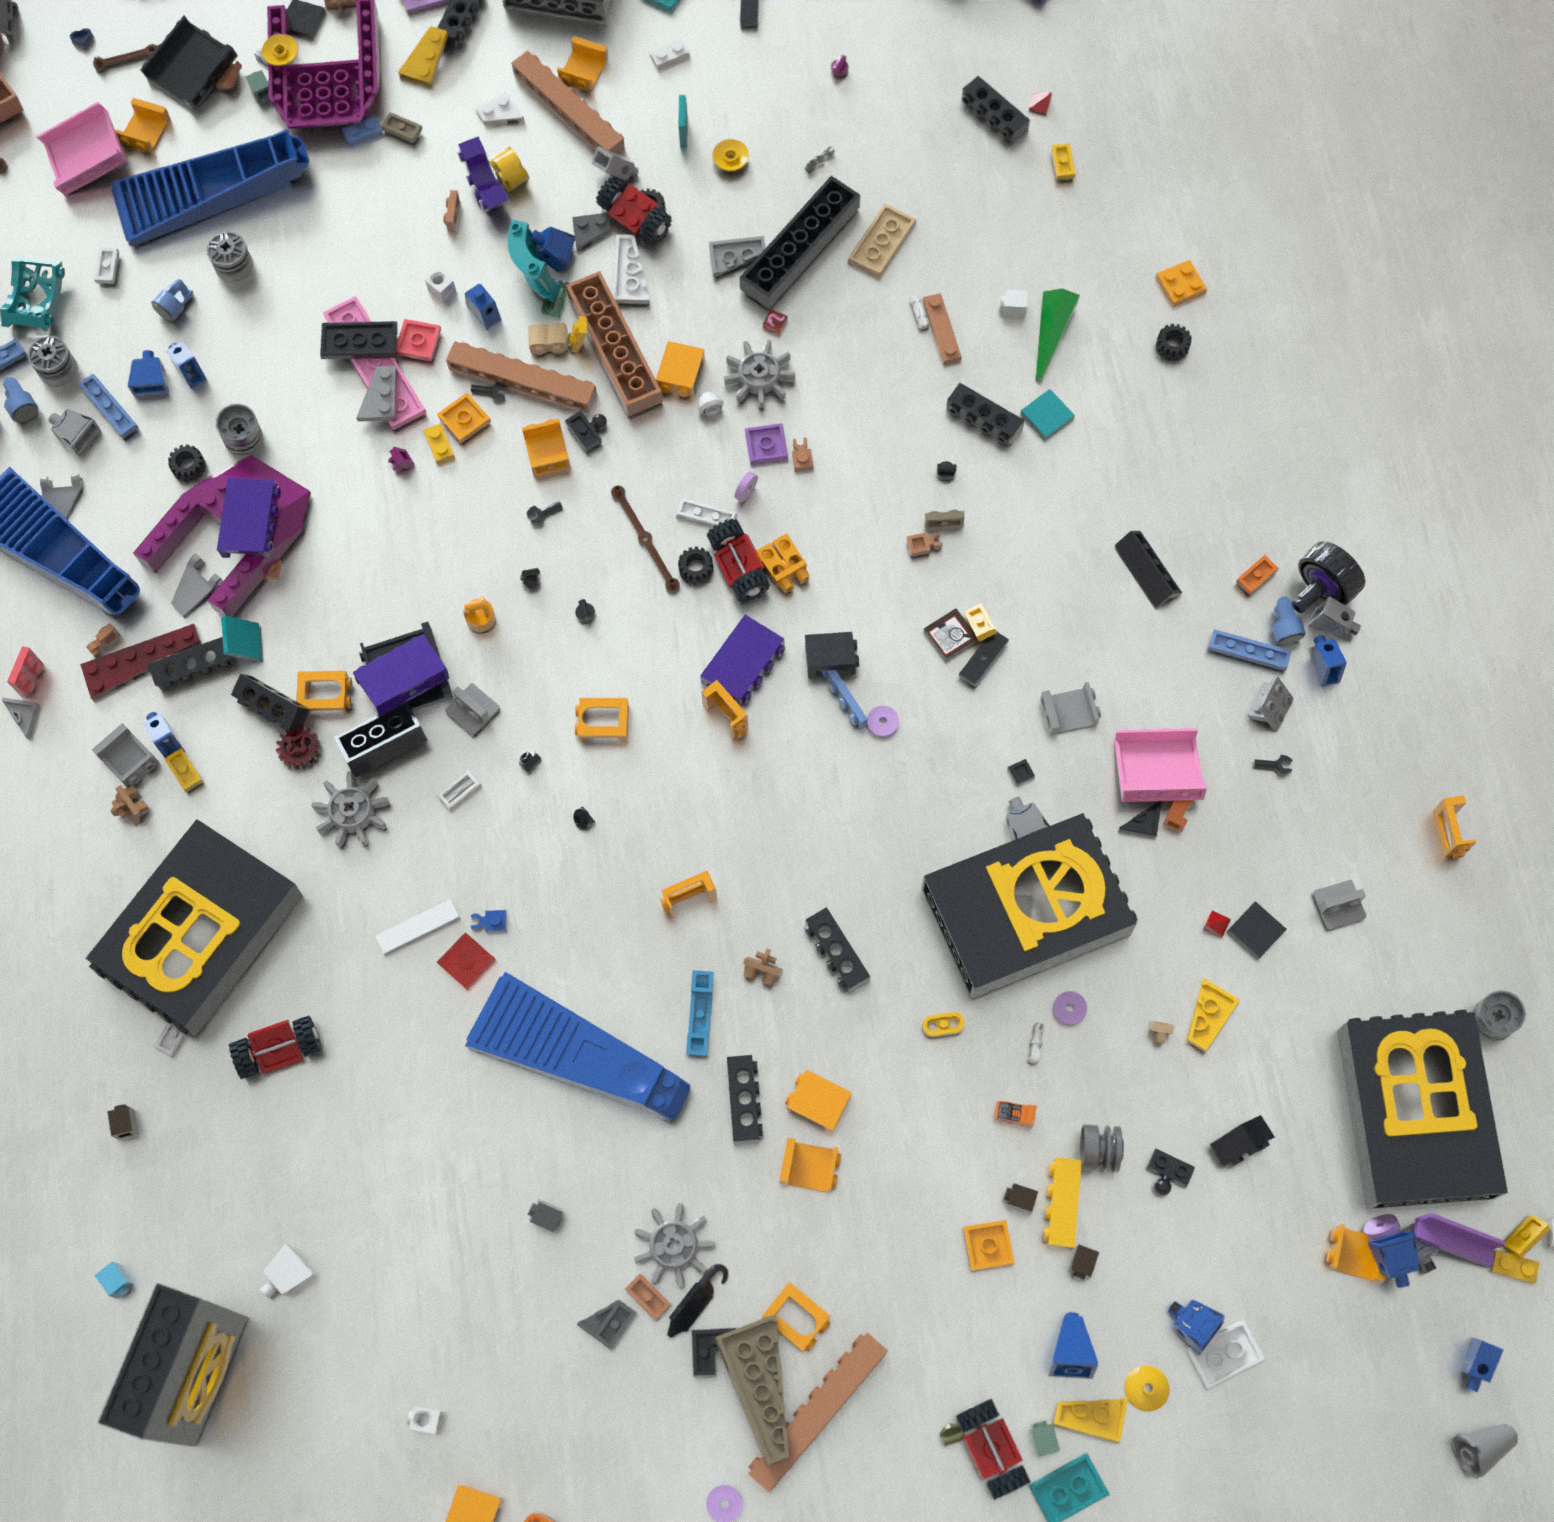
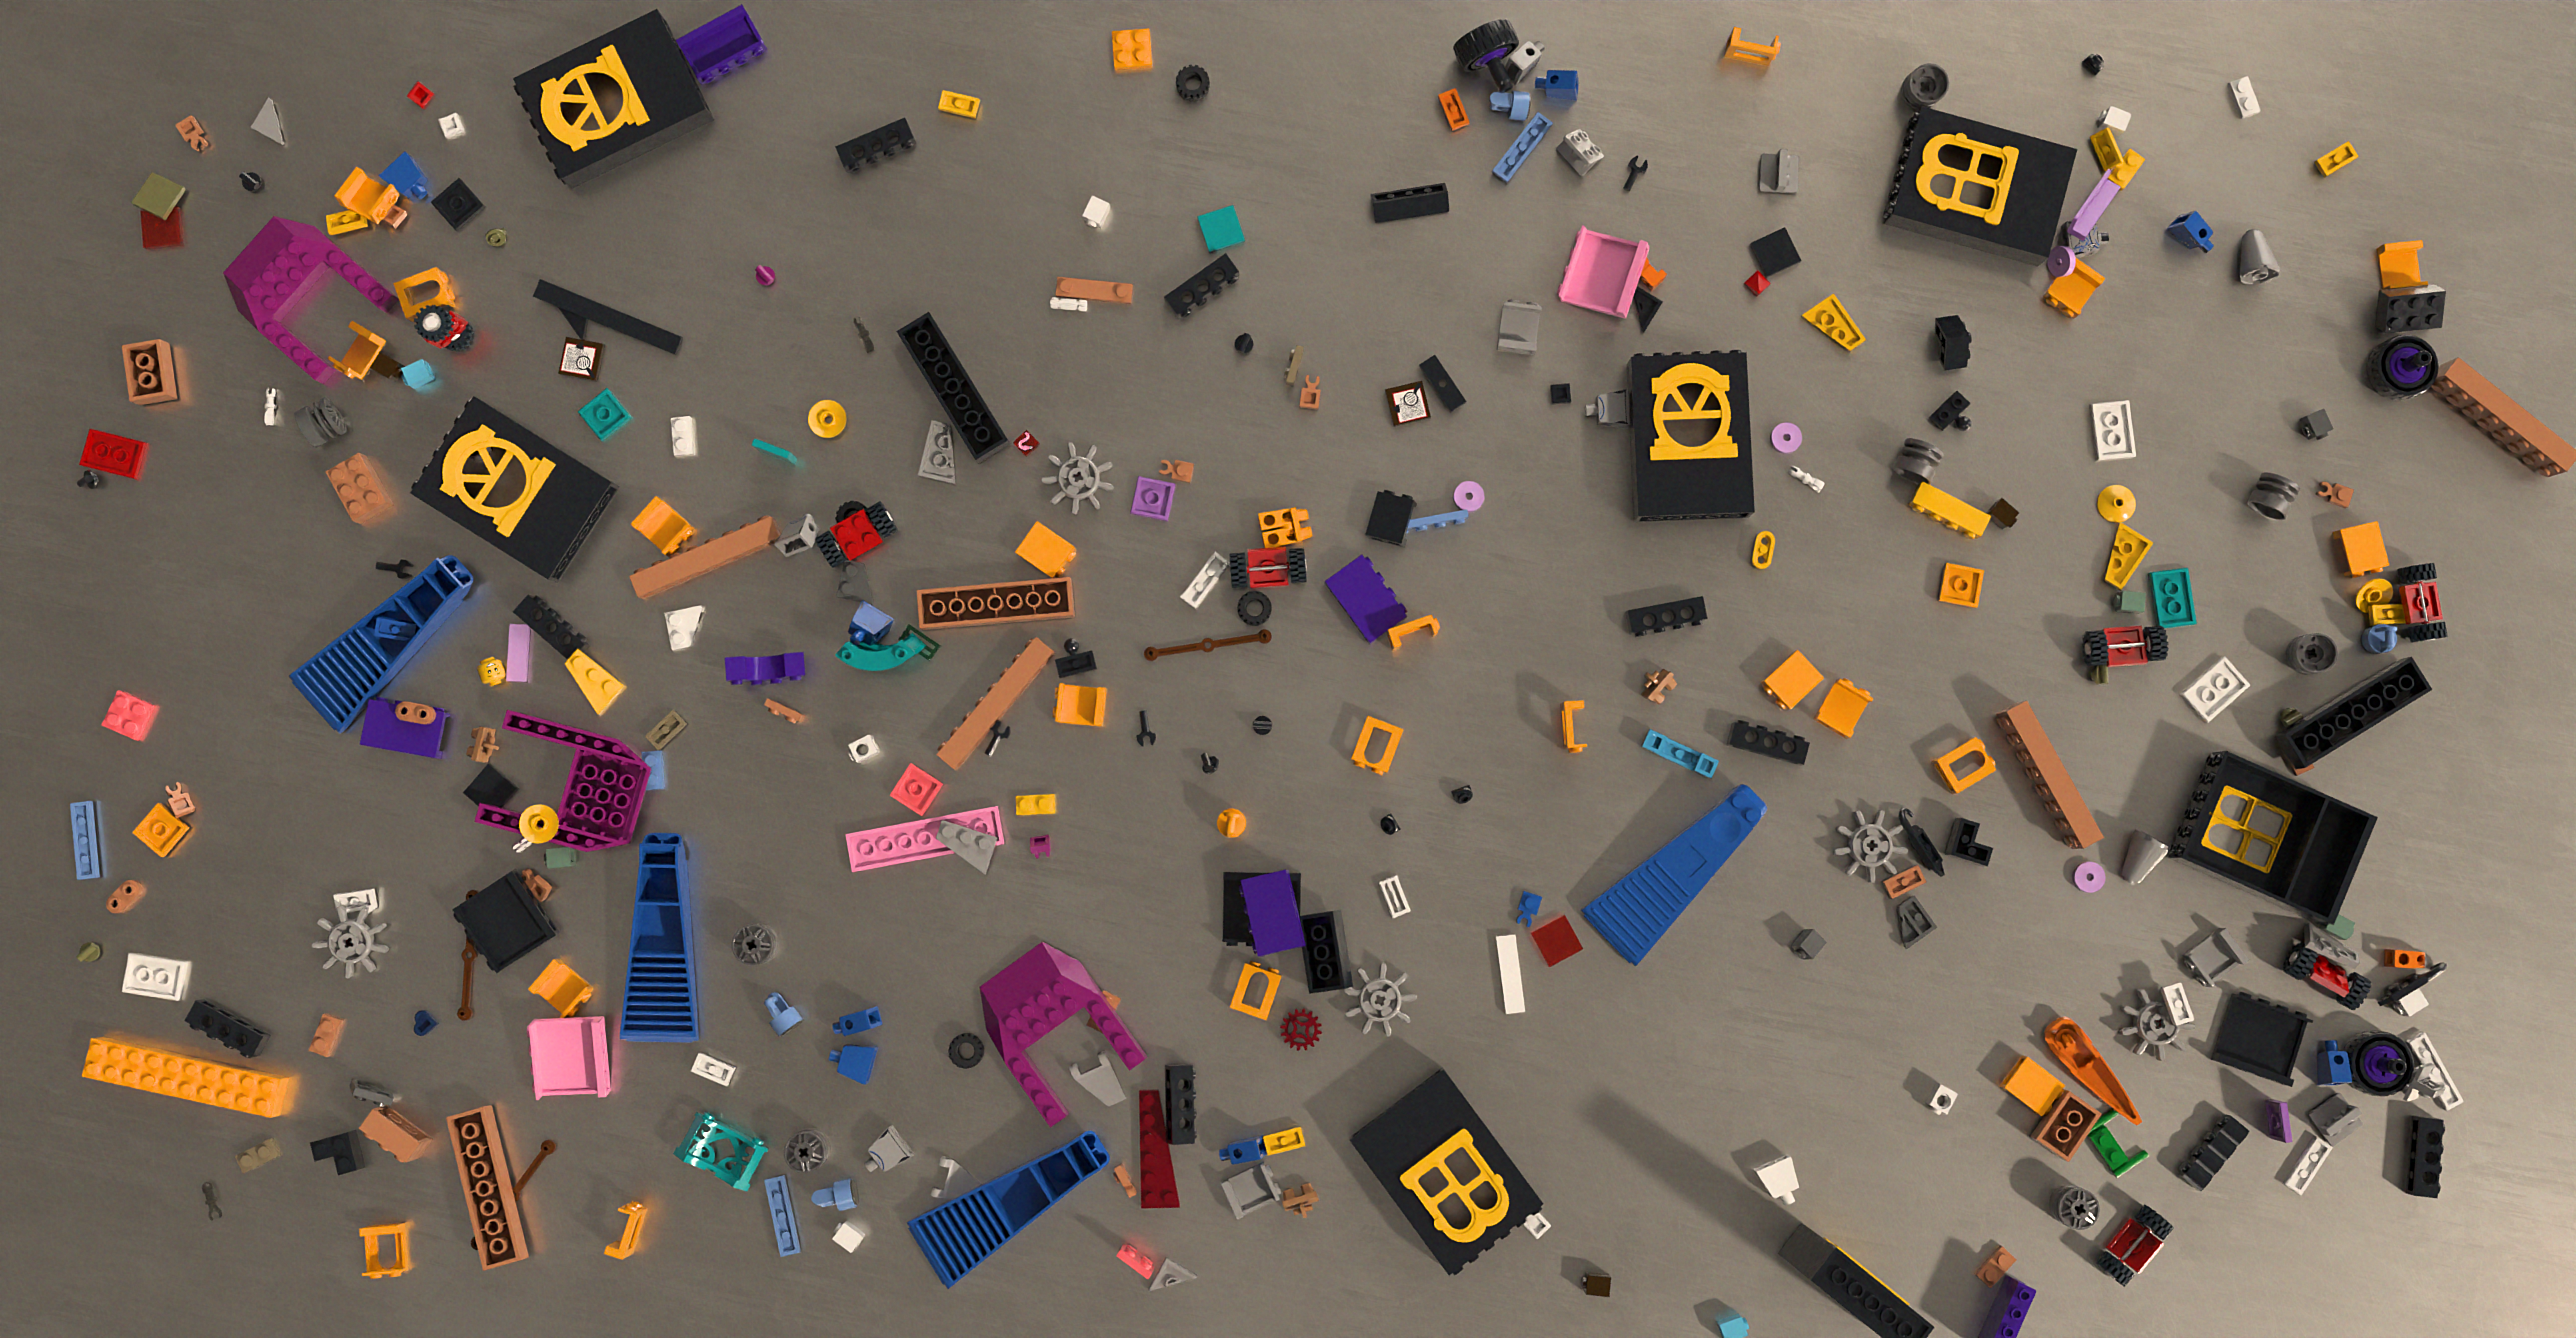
camera: 70 degrees left, 15 degrees up
(108, 405) = (873, 1109): medium blue plate -> none
(239, 428) = (942, 994): flat silver wheel -> none
(241, 638) = (1175, 1050): teal tile -> none
(248, 517) = (1063, 1006): dark purple panel -> none
(270, 702) = (1255, 1032): black brick -> none
(274, 1046) = (1579, 1131): plate -> none
(359, 340) = (898, 846): black tile -> none
(464, 417) = (1018, 772): light orange plate -> none
(472, 708) = (1320, 859): light grey bracket -> none
(478, 301) = (906, 715): blue torso -> none
(509, 169) = (762, 638): yellow brick -> none
(548, 338) = (964, 664): tan brick -> none
(578, 334) = (975, 634): yellow plate -> none
(628, 277) = (926, 565): white wing -> none
(710, 403) = (1093, 536): white cone -> none
(746, 487) = (1194, 532): lavender piece -> none
(756, 1374) = (2010, 814): dark tan wing -> none
(882, 240) = (977, 309): tan tile -> none
(980, 622) = (1409, 373): plate -> none
(1015, 1113) = (1861, 519): orange leg -> none
(1020, 1198) = (1933, 543): dark brown brick -> none
(1041, 102) = (883, 98): red slope -> none
(1056, 313) = (1122, 178): green wedge -> none
(1074, 1350) = (2068, 550): blue slope -> none
(1161, 1030) = (1833, 369): tan tile -> none
(1196, 1324) = (2084, 443): blue torso -> none
(1396, 1256) = (2093, 260): blue torso -> none

